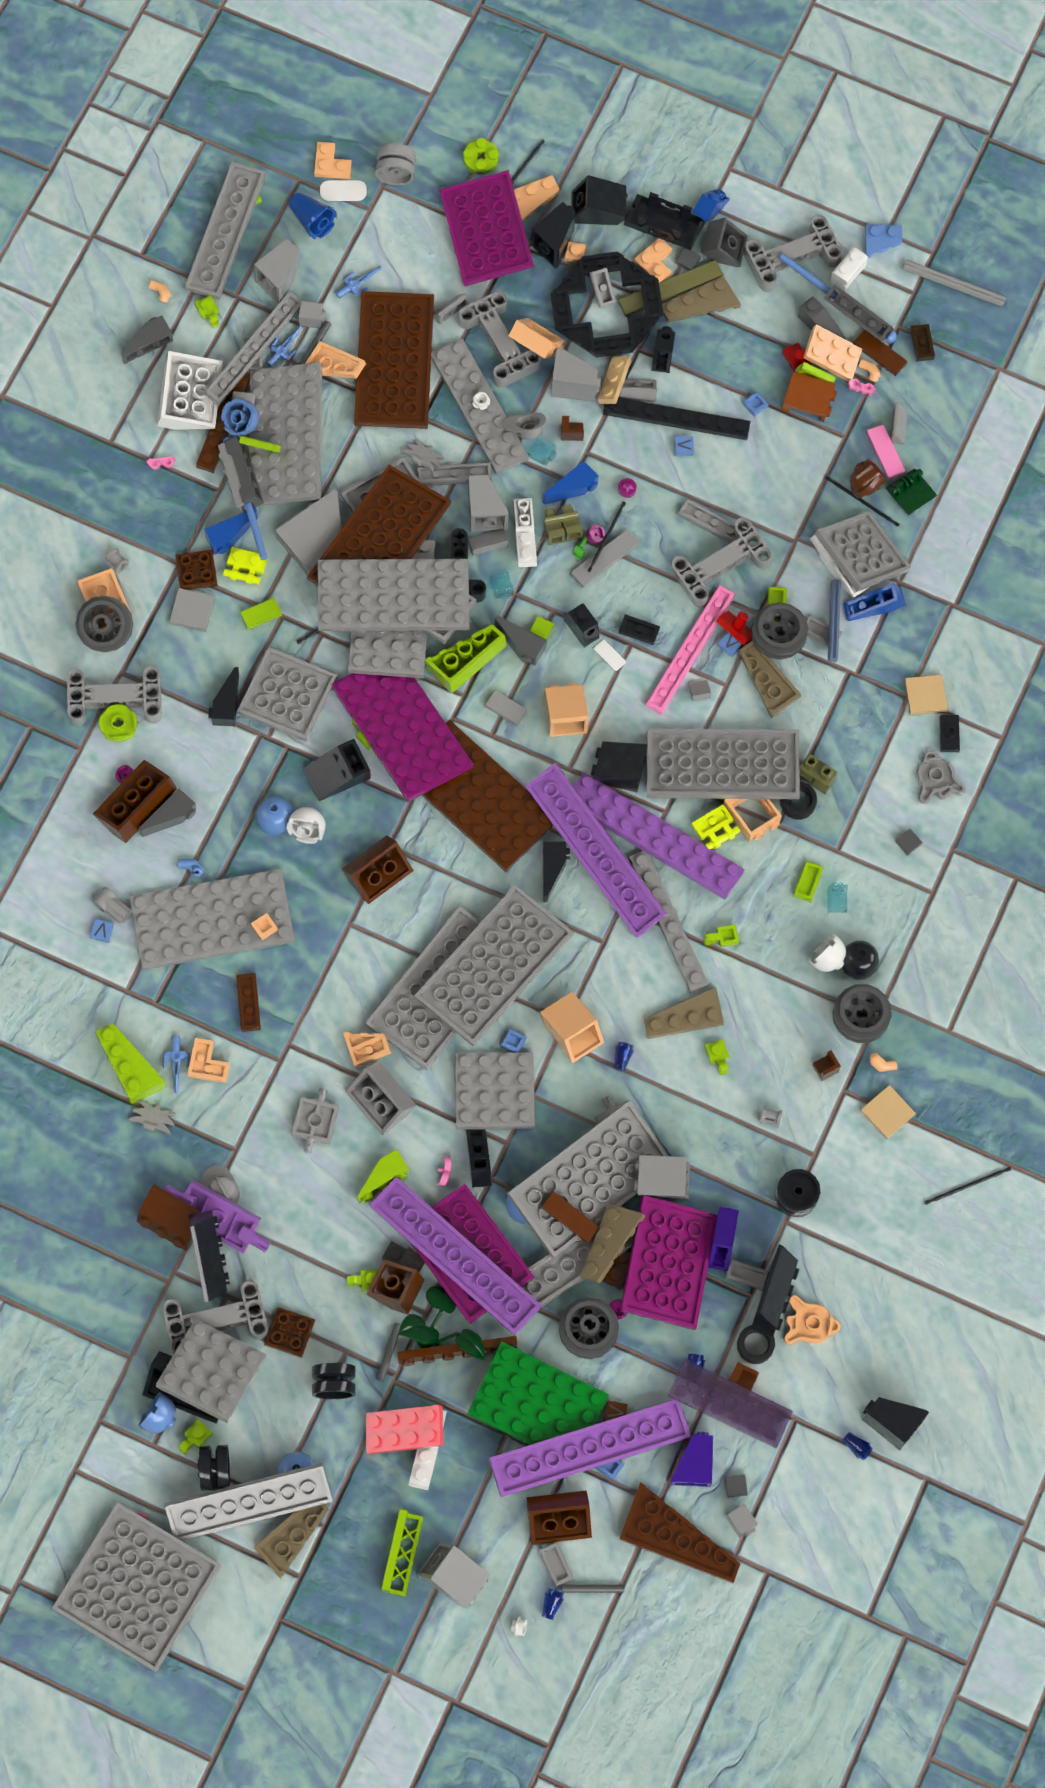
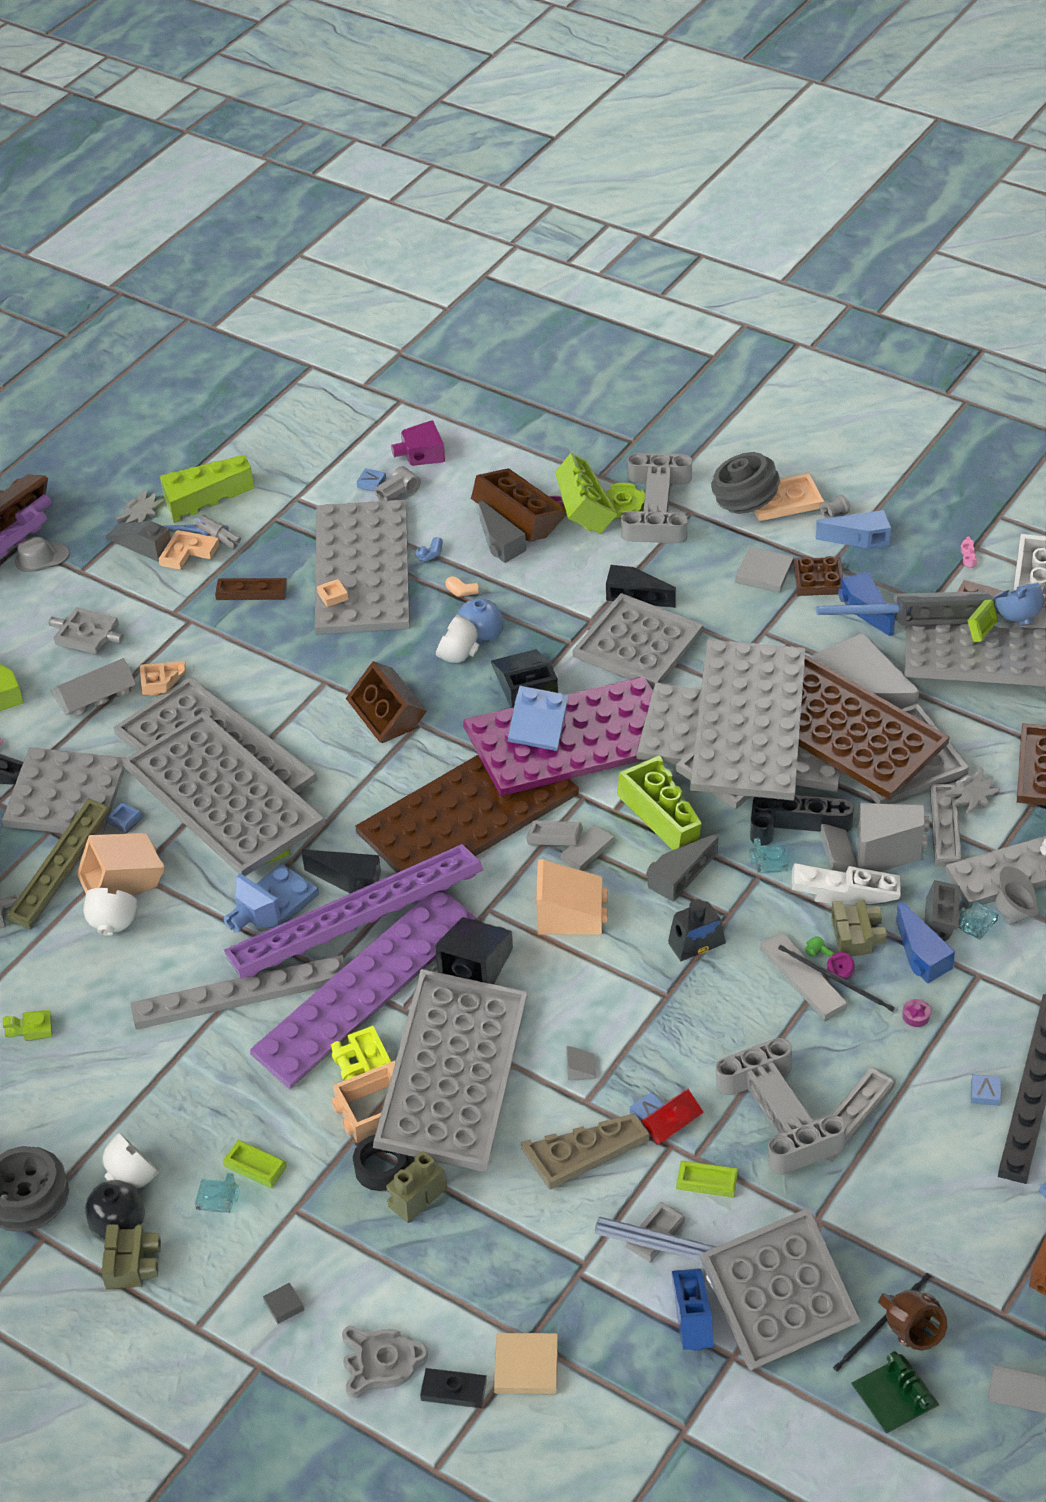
camera: 105 degrees right, 25 degrees down
(56, 894) = (420, 445): none -> magenta torso
(121, 750) = (583, 495): none -> lime wedge
(144, 538) = (857, 530): none -> medium blue slope
(187, 1039) = (218, 531): none -> light grey pin
(196, 1106) = (141, 537): none -> dark grey slope
(236, 836) = (461, 589): none -> light nougat arm
(247, 561) = (821, 626): neon yellow plate -> none
(261, 613) = (753, 626): lime tile -> none
(408, 742) = (538, 718): none -> medium blue slope
(497, 730) = (554, 833): none -> light grey tile
(541, 472) = (943, 908): none -> dark grey hinge
(542, 628) = (700, 891): lime tile -> none
(570, 1072) = (58, 864): none -> olive tile
(571, 430) = (1013, 953): reddish brown panel -> none
(585, 915) = (271, 900): none -> medium blue plate
(609, 655) = (652, 970): white sticker -> none
(618, 1020) = (109, 911): none -> white cylinder
(623, 1053) = (67, 920): clear blue cone -> none
(639, 629) = (683, 1000): black plate -> none
(689, 650) = (648, 1062): bright pink tile -> none
(690, 1015) = (98, 999): dark tan wing -> none
(725, 936) = (198, 1048): lime plate -> none
(779, 646) = (653, 1146): dark grey wheel -> none
(885, 452) = (968, 1365): bright pink tile -> none
(894, 941) = (125, 1259): none -> olive hips

